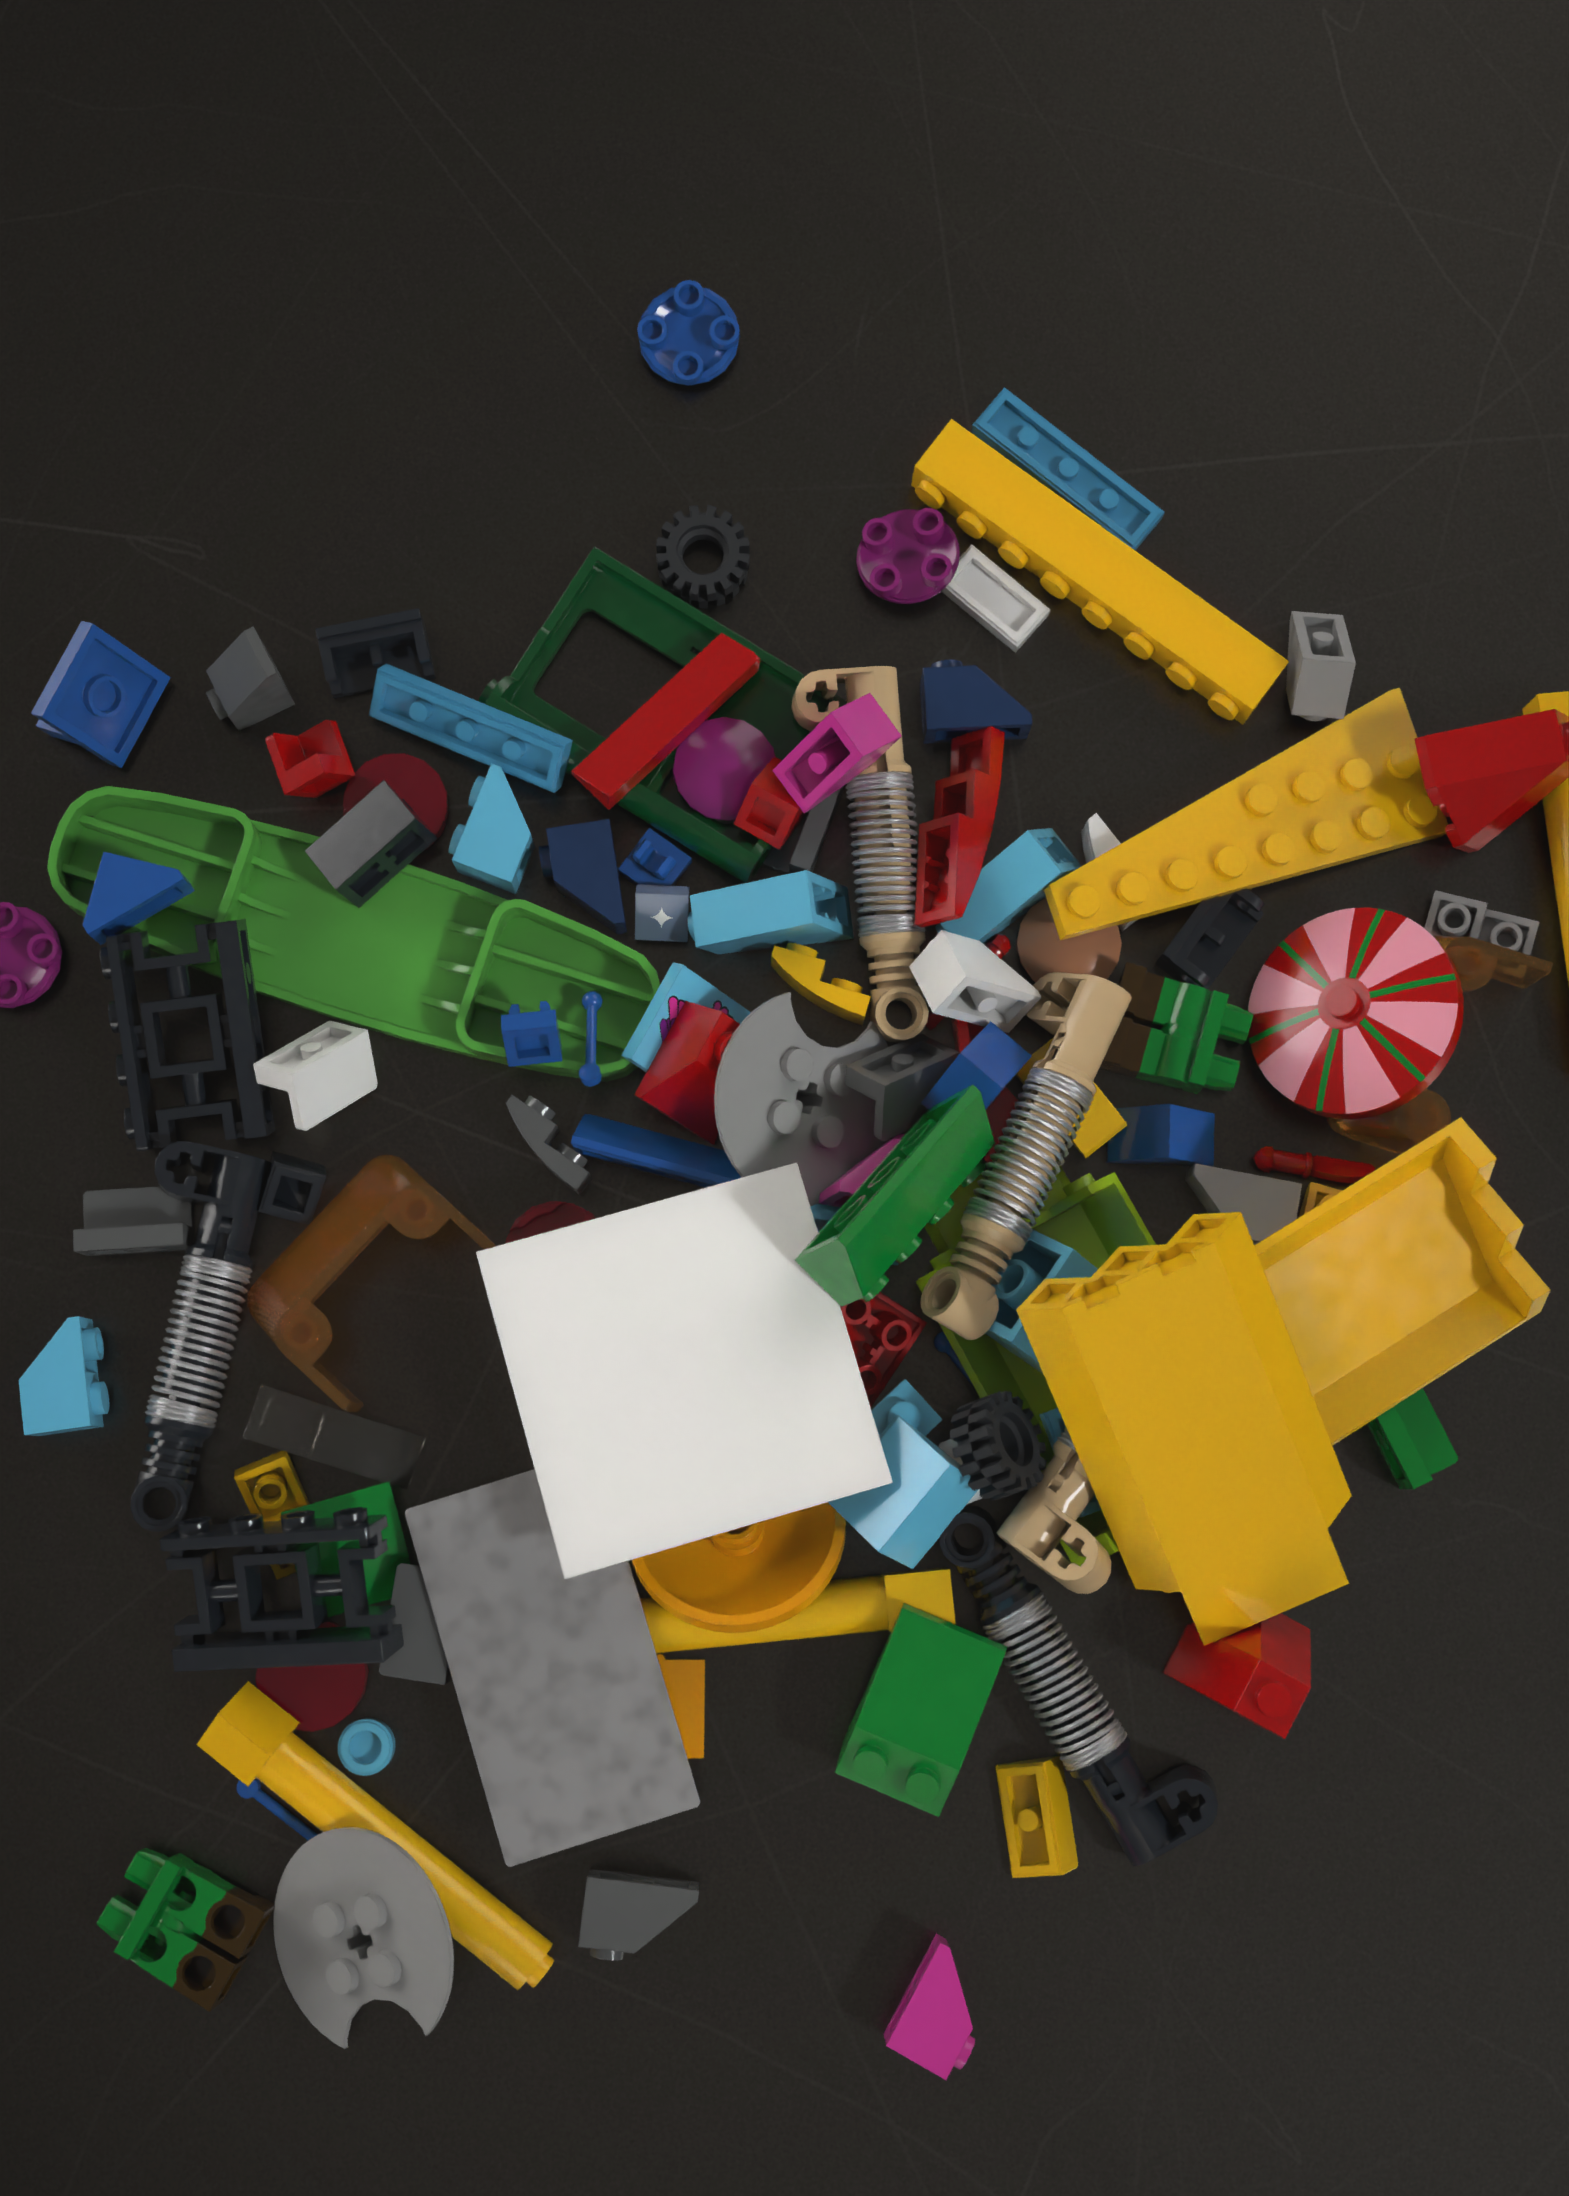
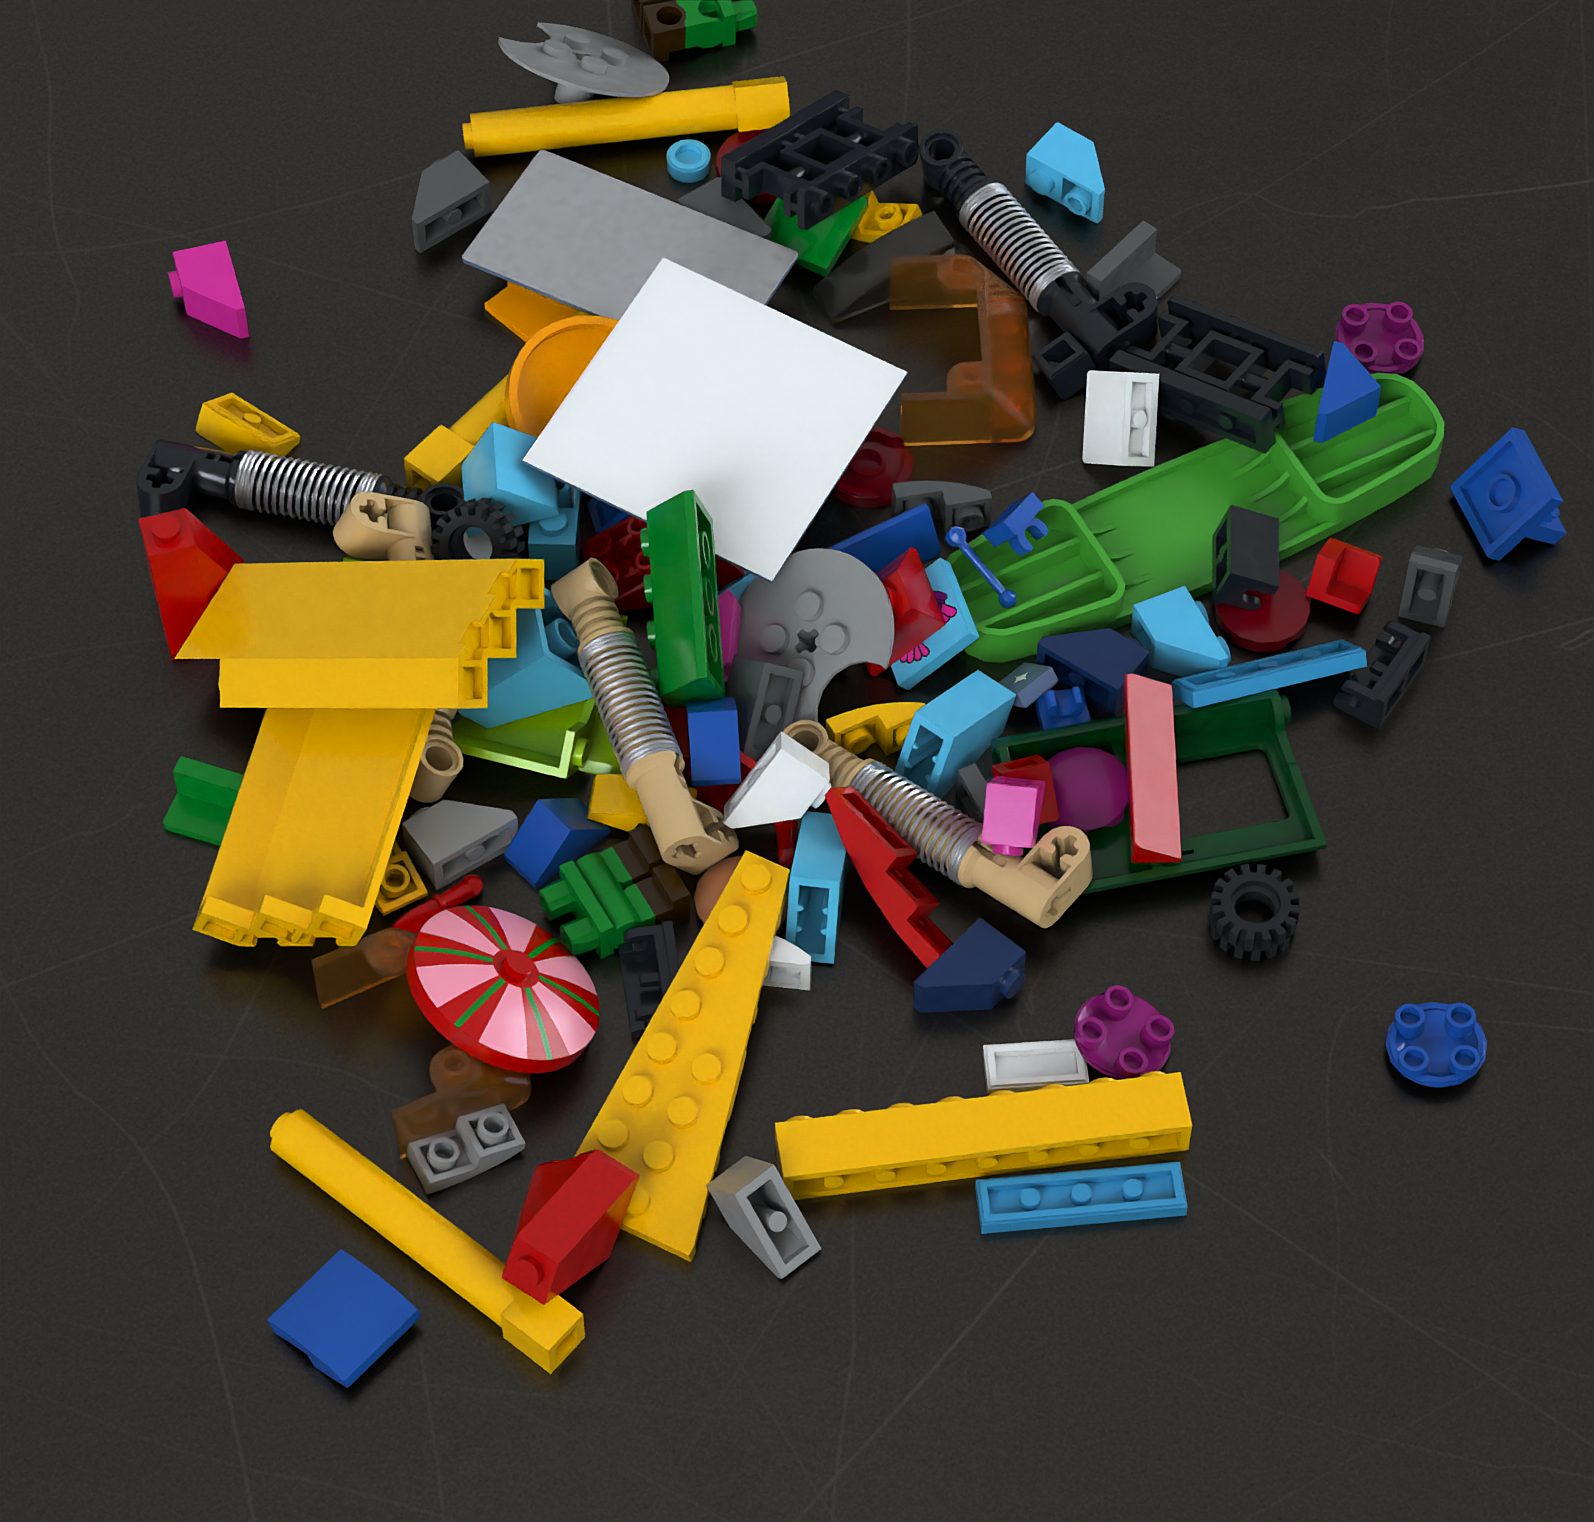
camera: 140 degrees right, 25 degrees down
(920, 1710) = (378, 398): green slope -> none

